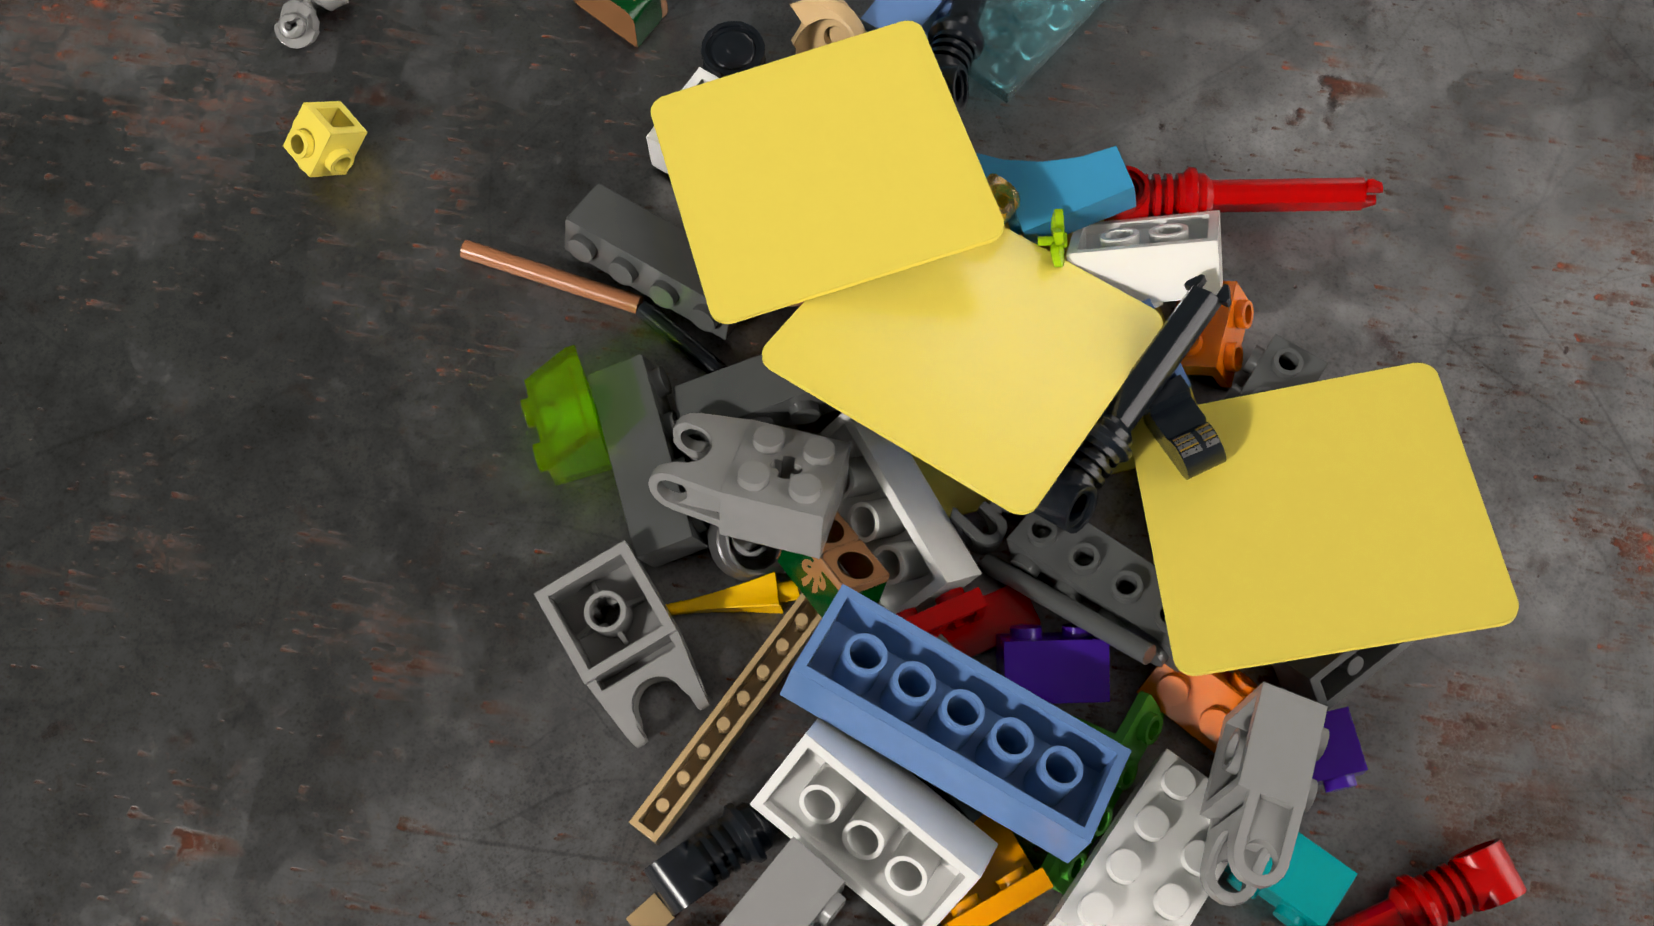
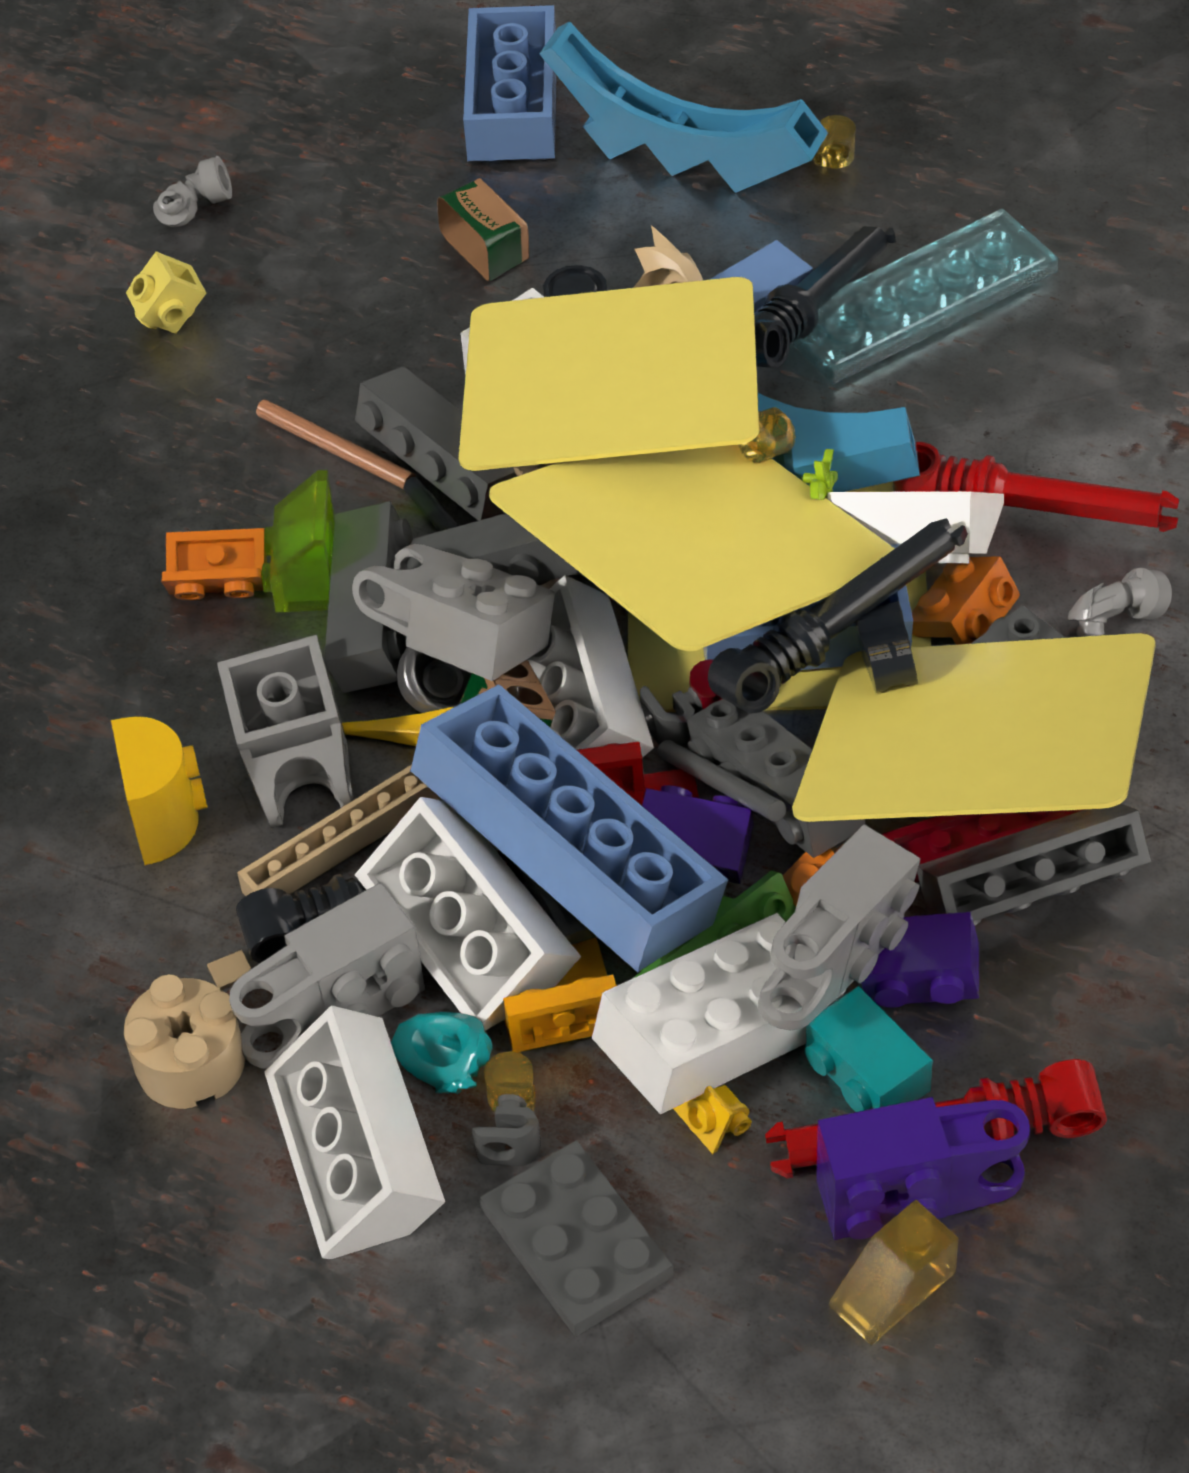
camera: 20 degrees right, 20 degrees down
(481, 451) = (214, 563): none -> orange bracket
(516, 747) = (158, 785): none -> yellow brick
(1365, 289) = (1140, 595): none -> light grey arm

